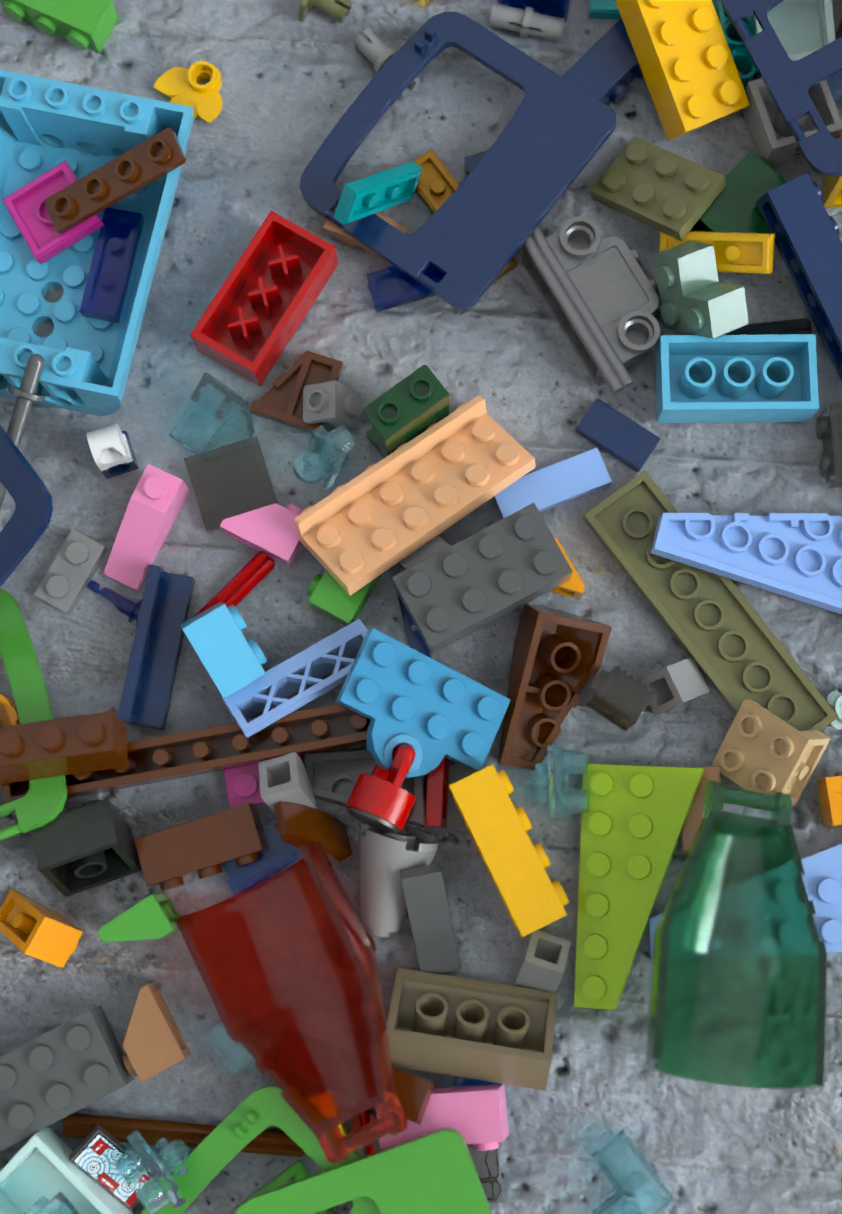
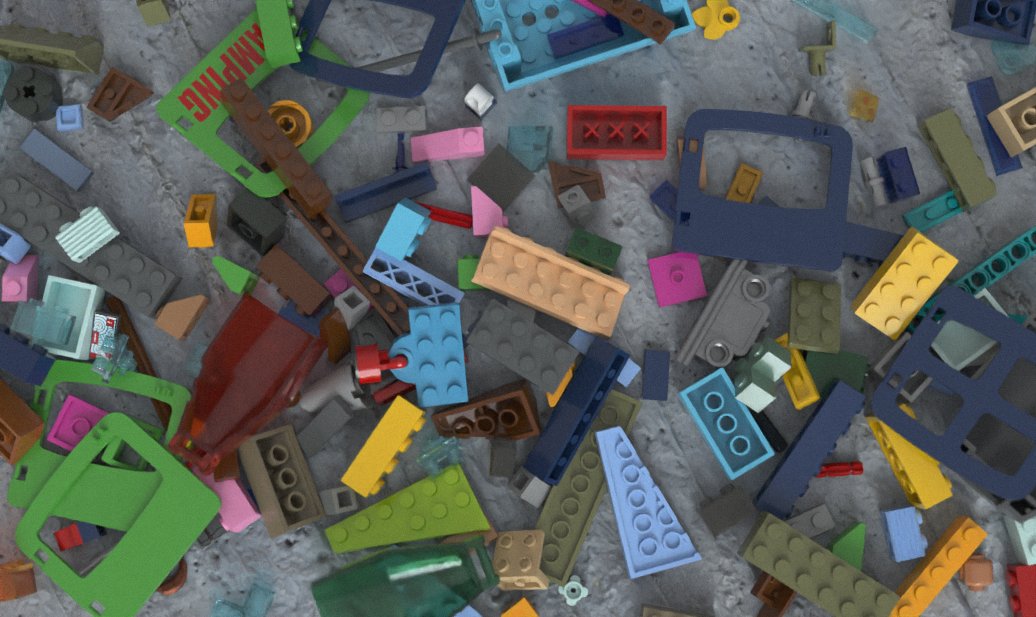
camera: 55 degrees right, 5 degrees up
(324, 456) = (543, 219): clear light blue hips -> none
(377, 192) = (713, 159): teal tile -> none
(504, 335) = (676, 278): none -> dark pink plate
(608, 561) = (576, 411): none -> dark blue brick

